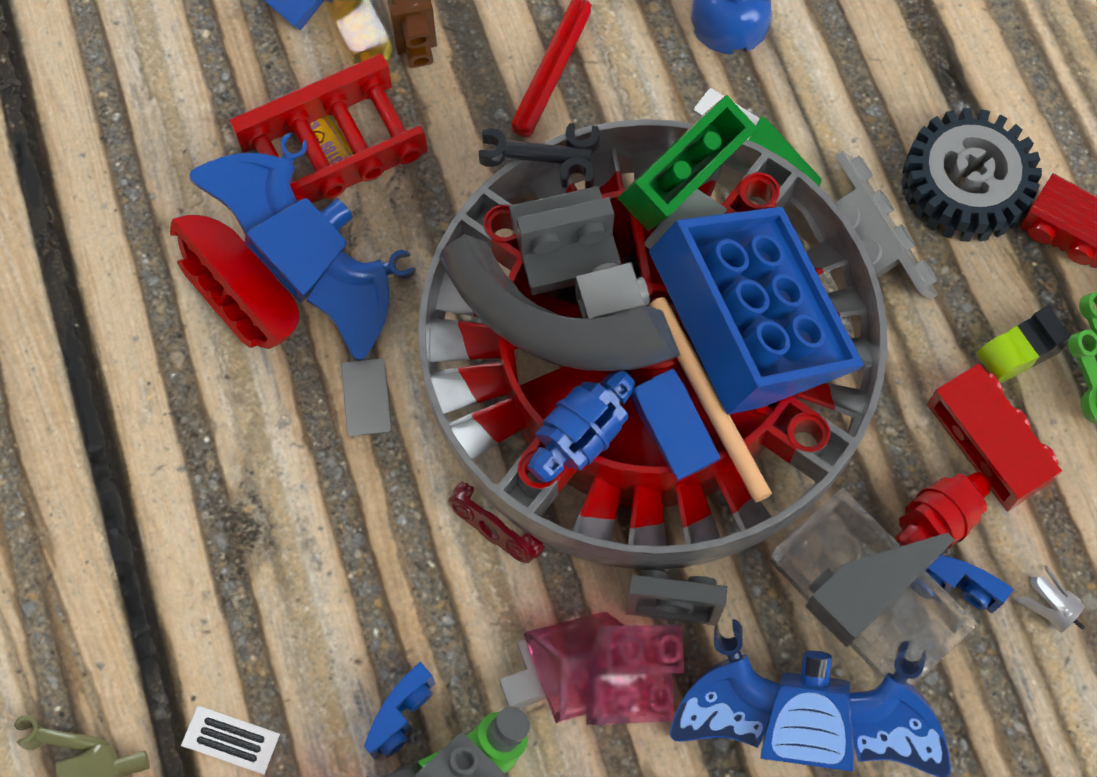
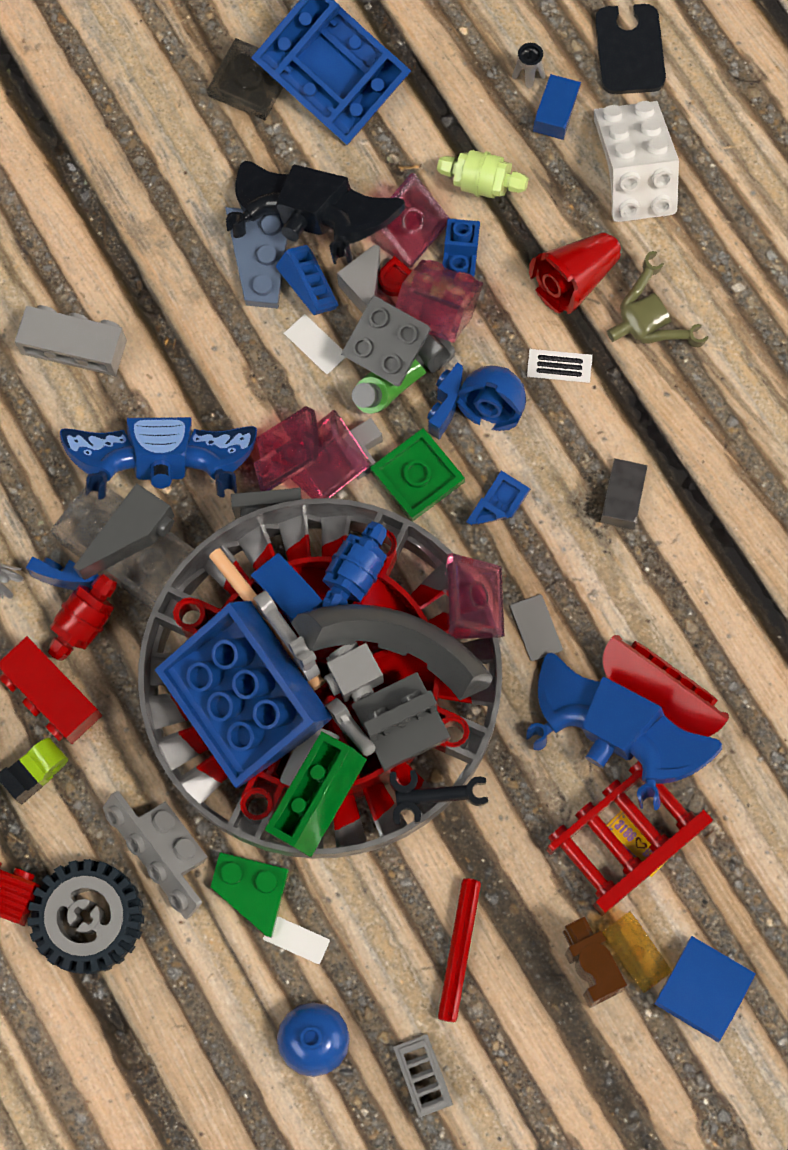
camera: 170 degrees right, 5 degrees up
(202, 535) = (624, 494): none -> flat silver slope
(331, 700) = (494, 396): none -> blue cylinder
(366, 562) = (500, 501): none -> blue slope
(439, 360) = (473, 598): none -> clear pink slope
(465, 617) = (417, 474): none -> green plate
(635, 250) = (350, 727): none -> light grey bar
(705, 389) = (302, 655): none -> light grey bar

